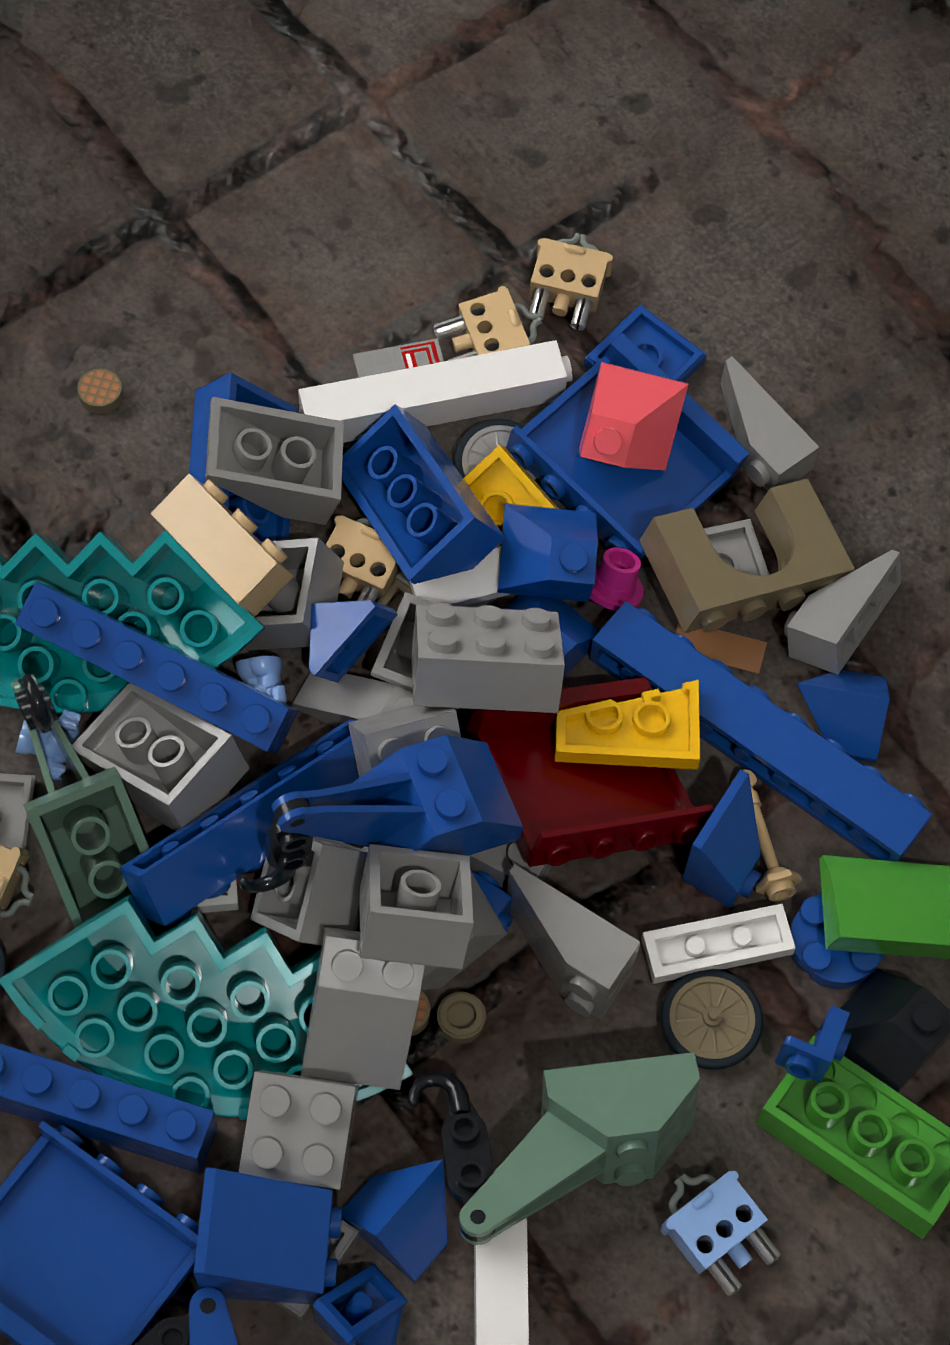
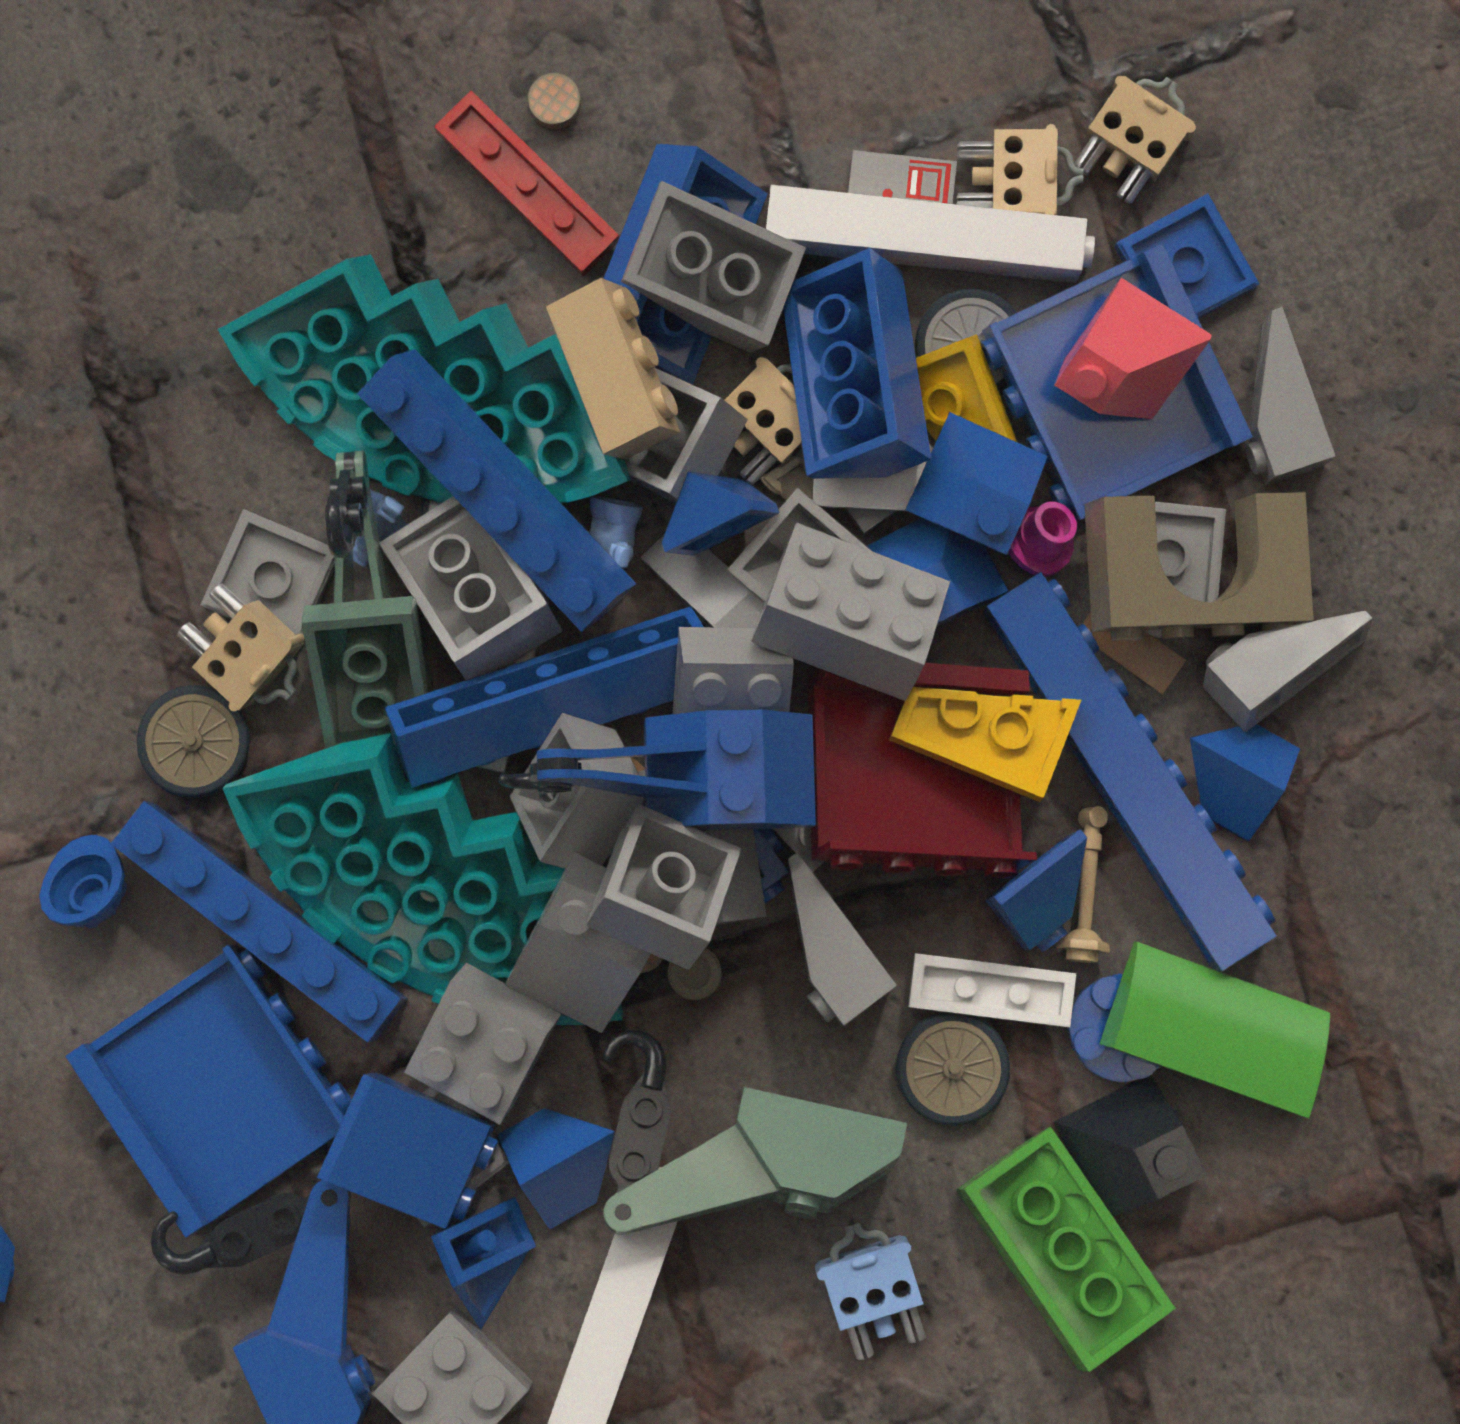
camera: 25 degrees right, 20 degrees up
(97, 452) = (527, 183): none -> red plate
(813, 1061) = (1057, 1150): blue bracket -> none

